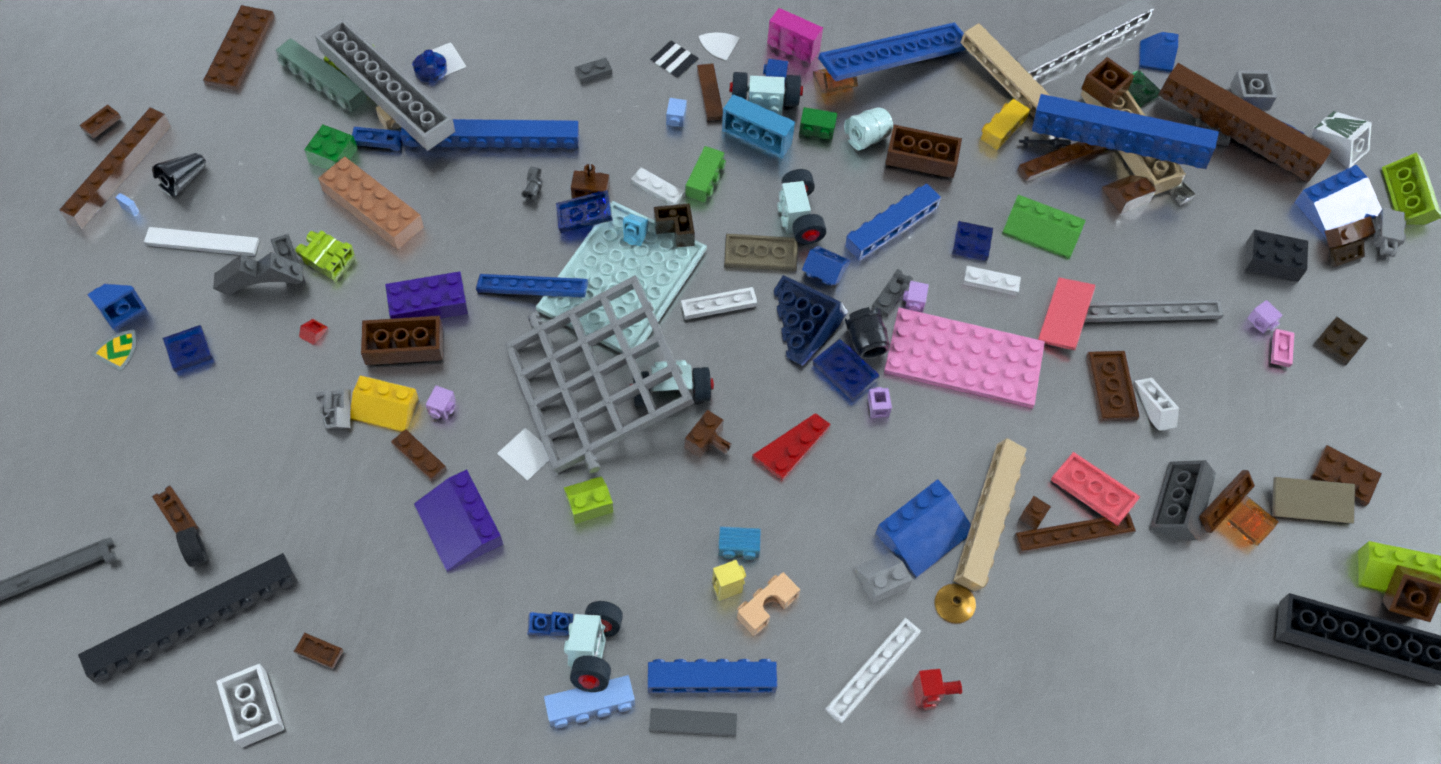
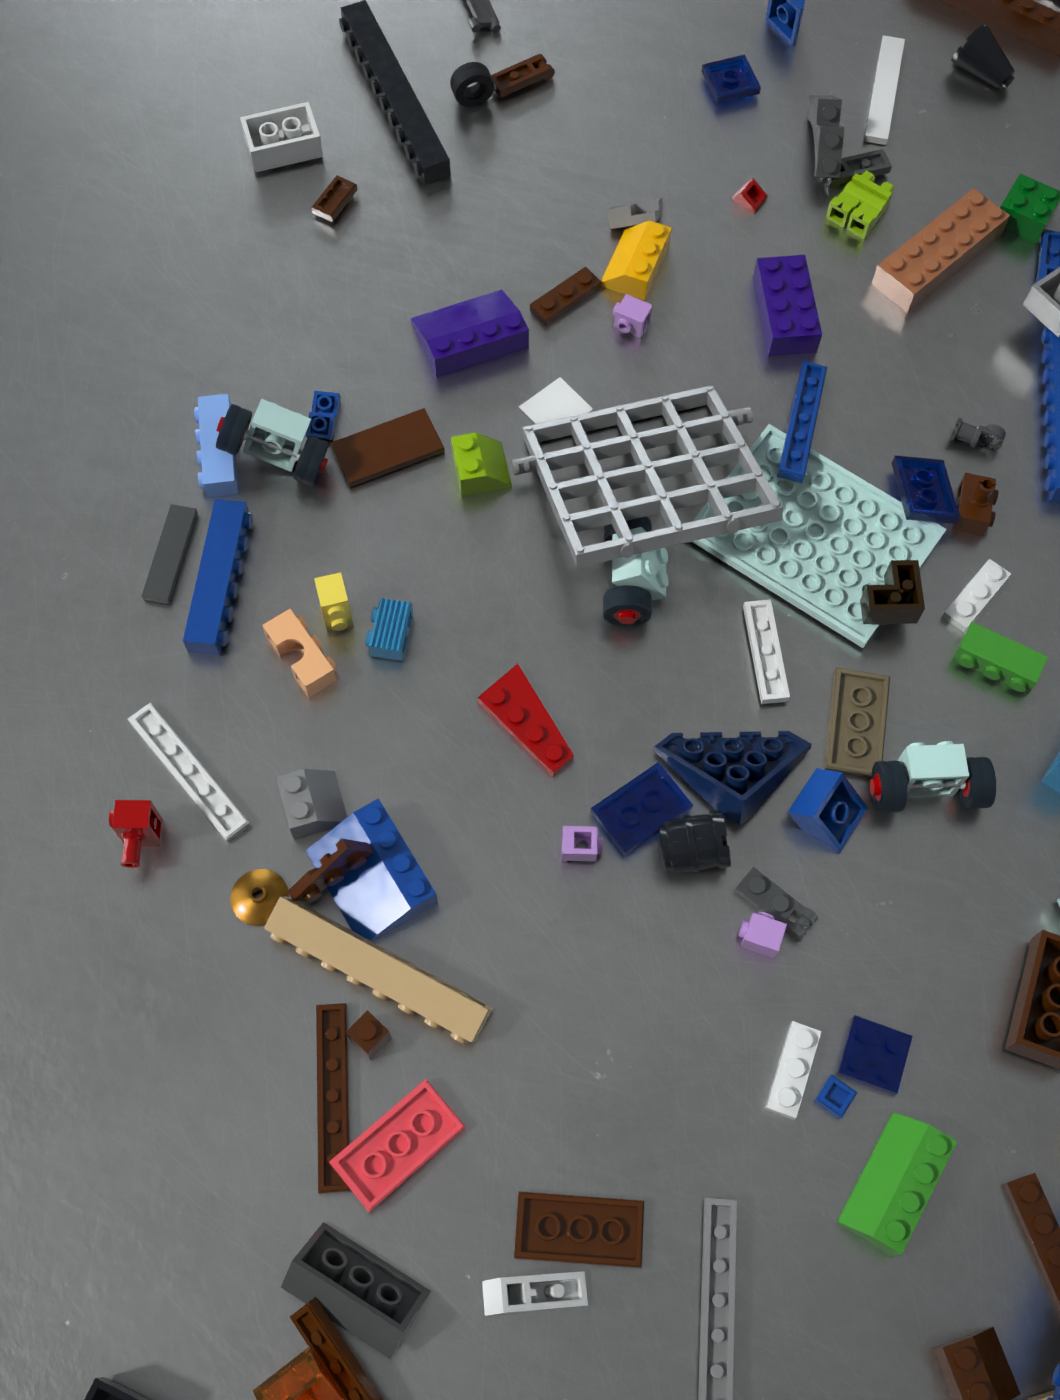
camera: 100 degrees right, 5 degrees up
(117, 349) = (737, 23): sticker -> none
(127, 204) = (937, 17): light blue tile -> none
(402, 340) = (723, 276): reddish brown brick -> none
(576, 570) = (387, 447): none -> reddish brown tile
(635, 229) = (886, 539): medium azure slope -> none
(705, 434) = (551, 605): reddish brown brick -> none
(892, 221) = (911, 927): blue brick -> none
(936, 544) = (348, 857): none -> reddish brown wing
(965, 357) = (650, 997): bright pink plate -> none
(1001, 259) = (835, 1096): none -> blue tile
(1067, 313) = (716, 1178): coral tile -> none

